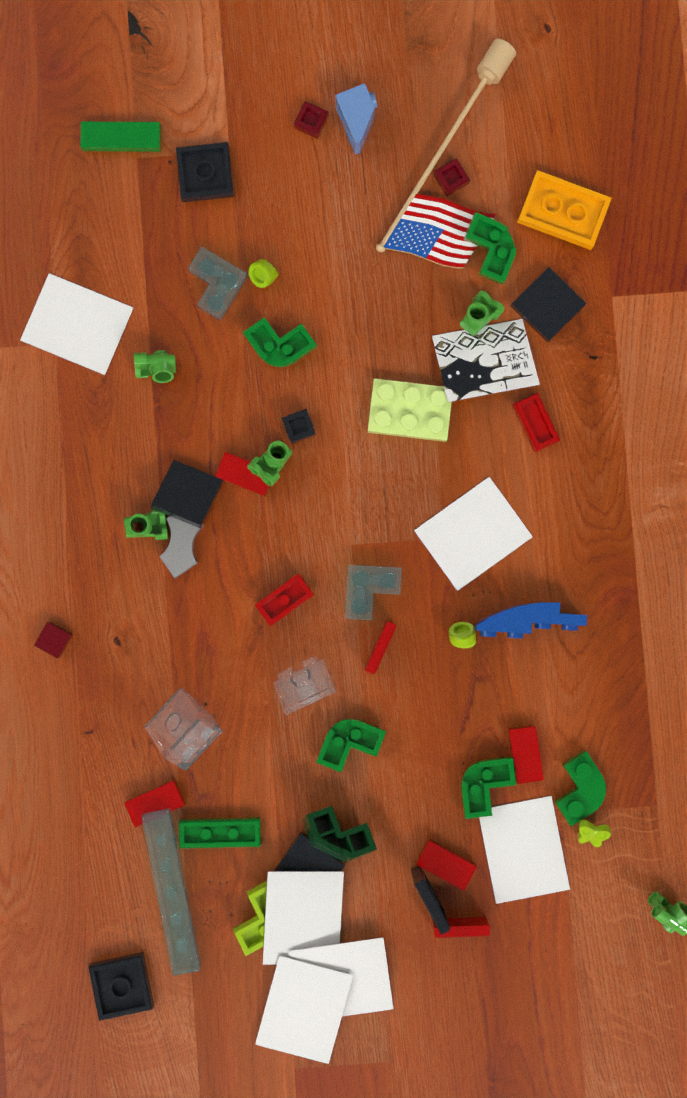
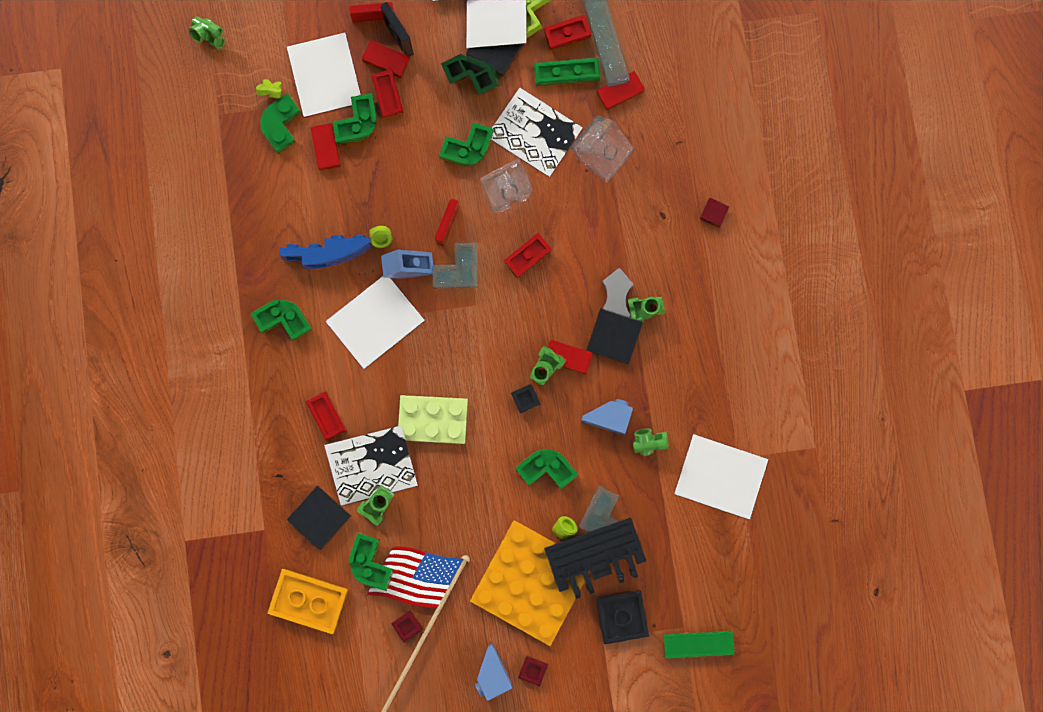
camera: 175 degrees right, 5 degrees down
(200, 398) = (610, 416): none -> medium blue slope
(215, 884) = (567, 32): none -> red plate
(231, 239) = (594, 553): none -> black hinge
(265, 757) = (535, 132): none -> sticker
(305, 216) = (522, 585): none -> light orange plate
(431, 597) = (407, 264): none -> medium blue slope
(446, 818) = (387, 93): none -> red tile
(581, 548) = (282, 312): none -> green plate

